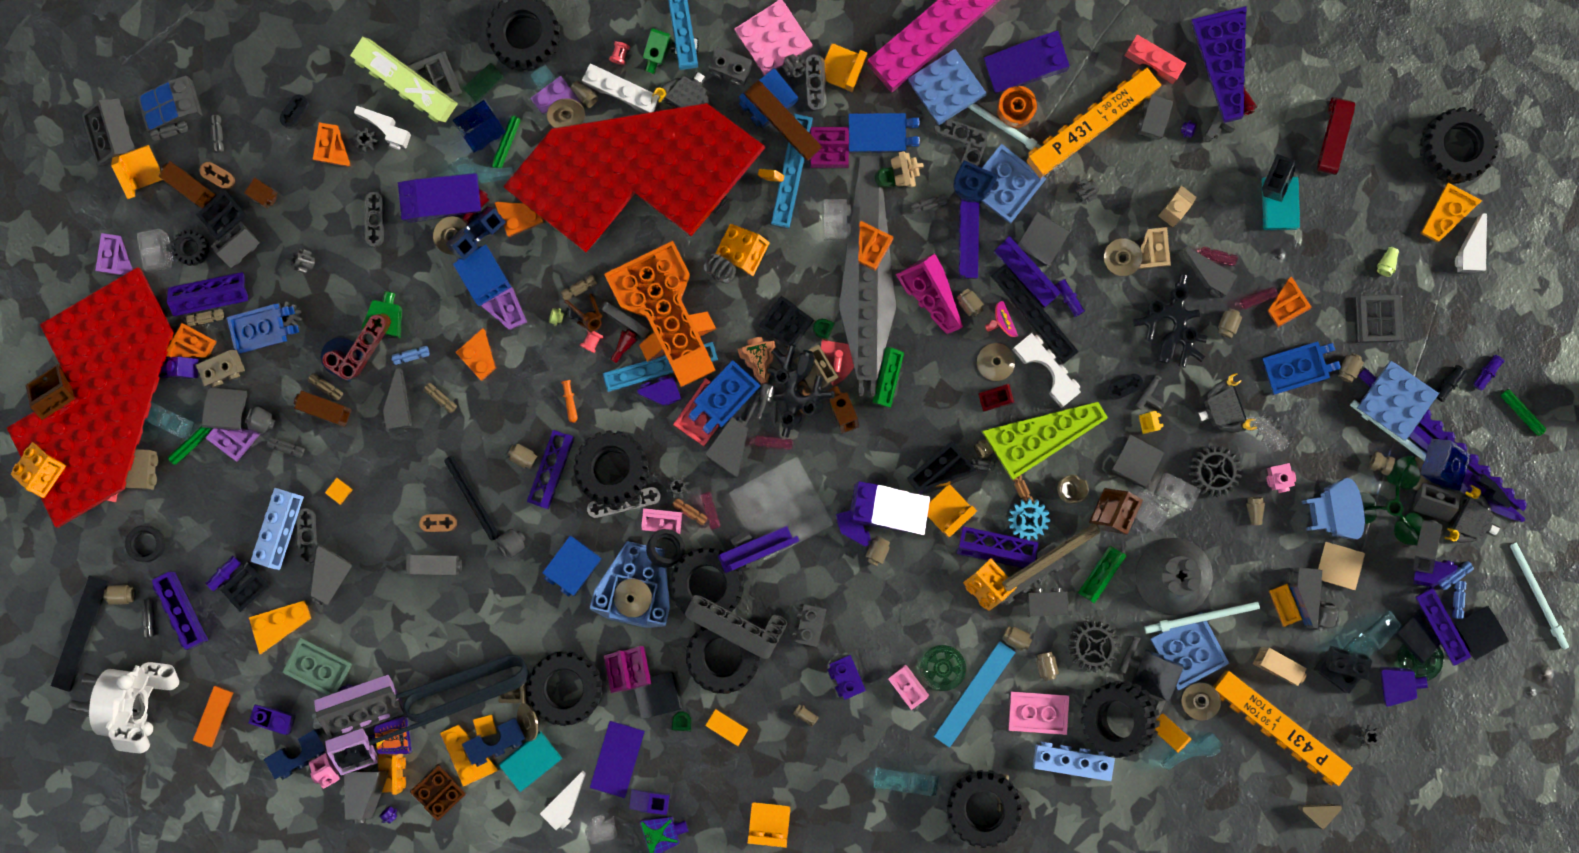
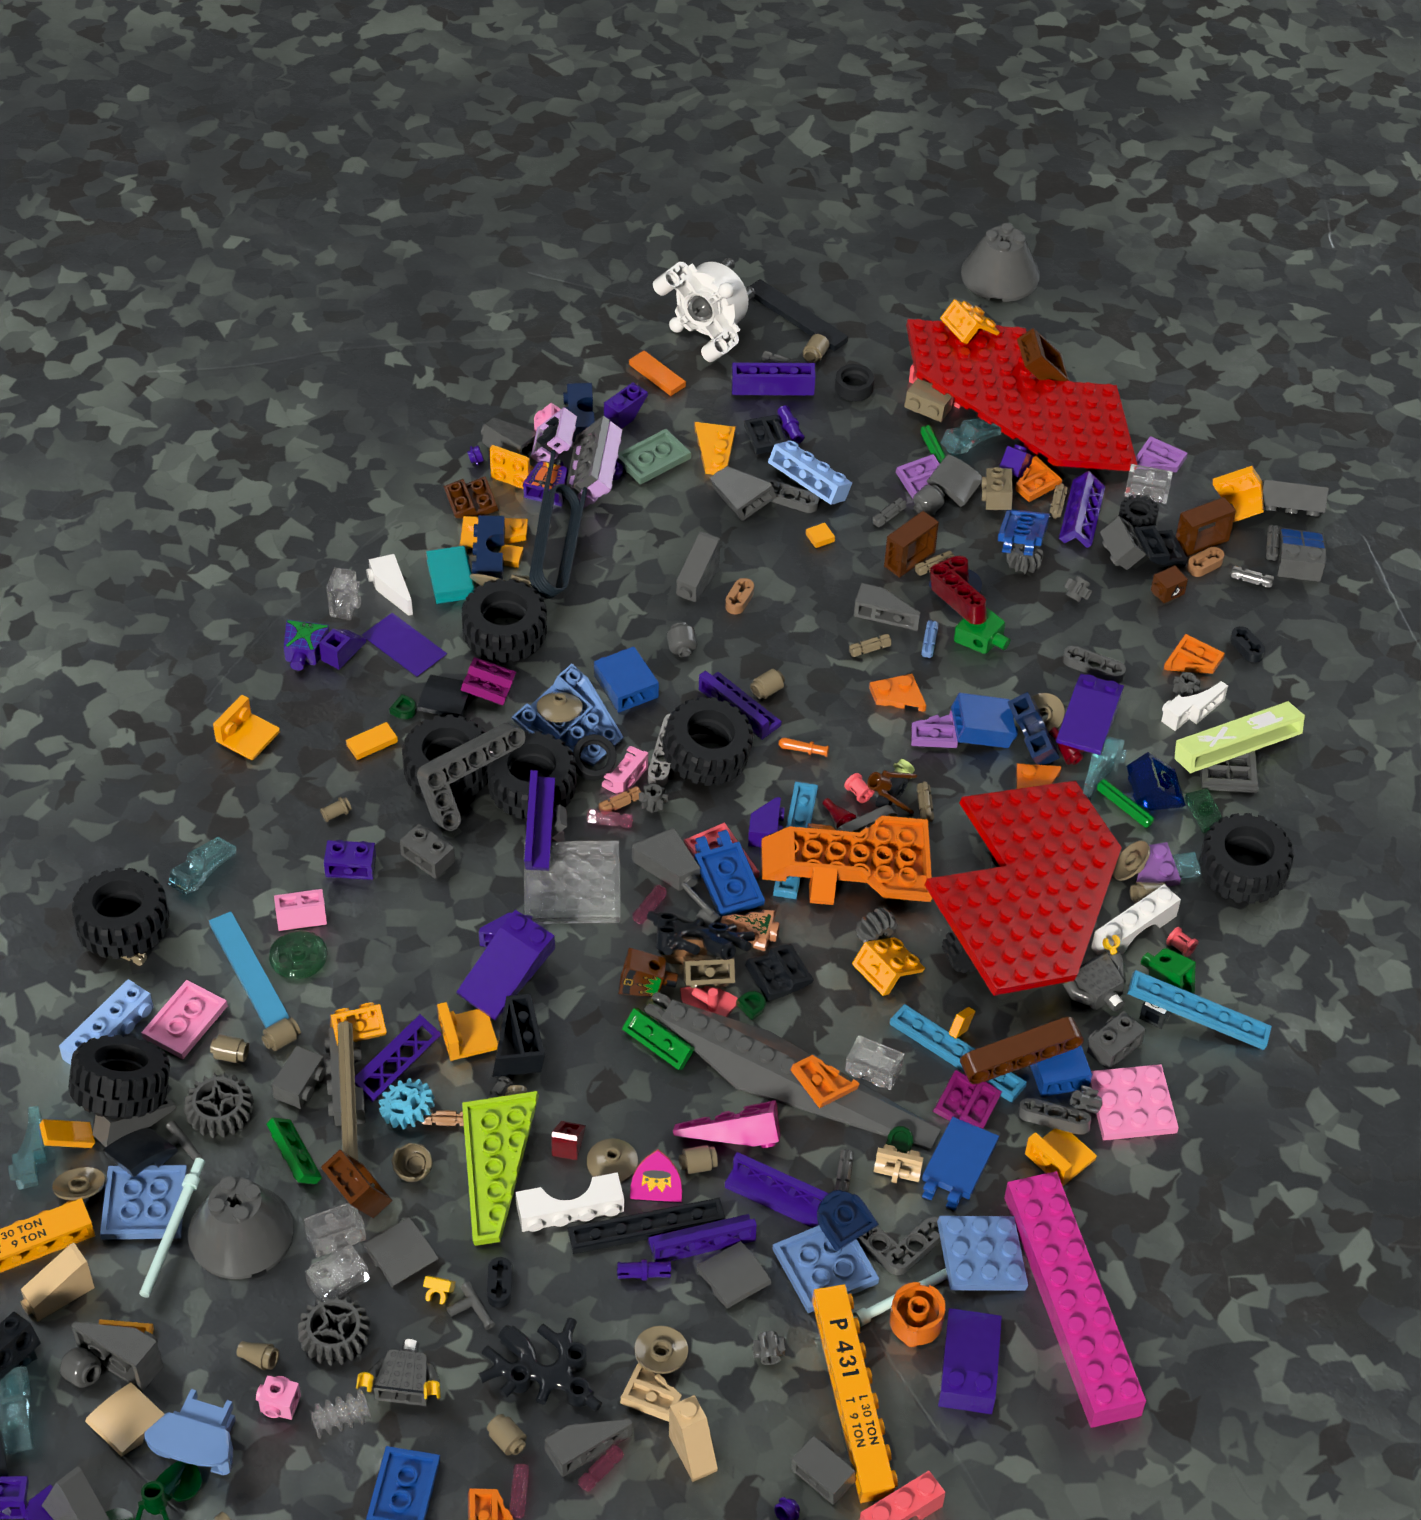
camera: 115 degrees right, 35 degrees down
(472, 498) = (749, 630): black axle -> none
(877, 551) = (467, 945): dark tan brick -> none

